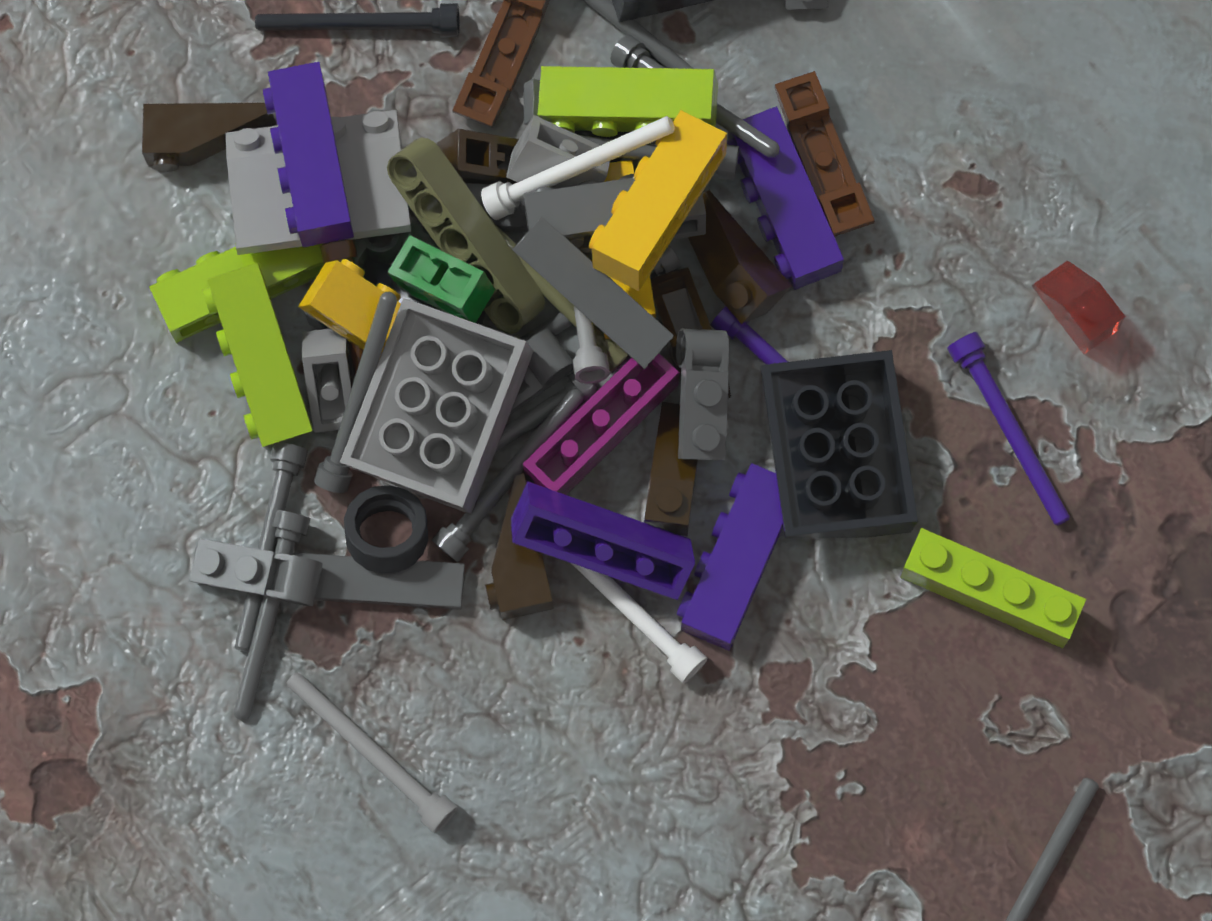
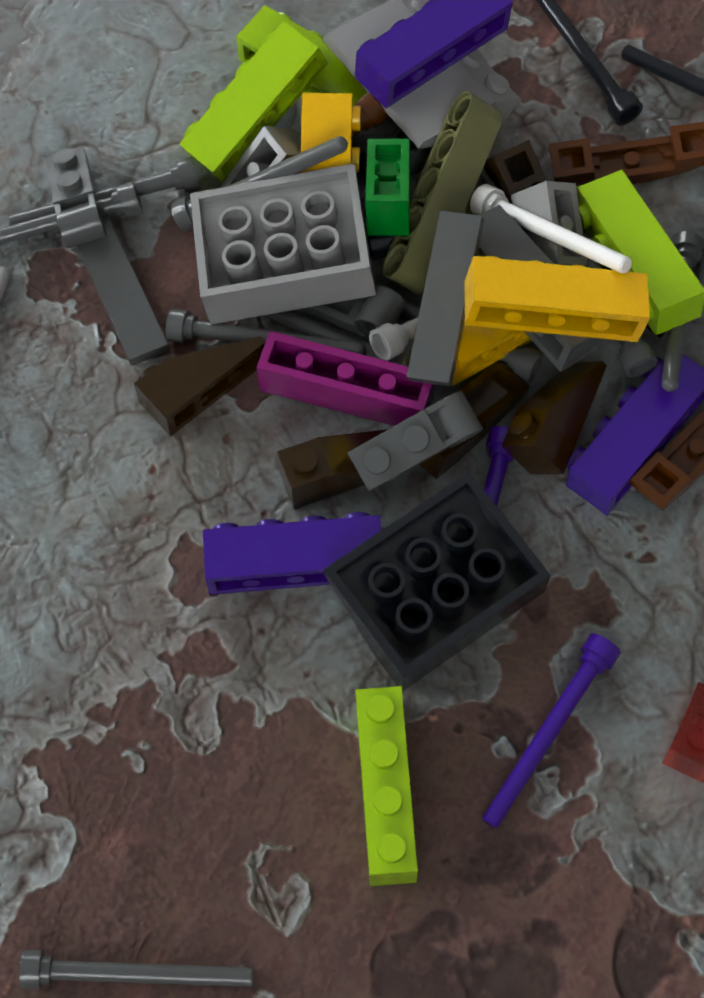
camera: 60 degrees right, 10 degrees down
(386, 499) = (153, 292): black tyre -> none
(602, 540) = (237, 425): dark purple brick -> none
(682, 658) = (177, 557): white piece -> none

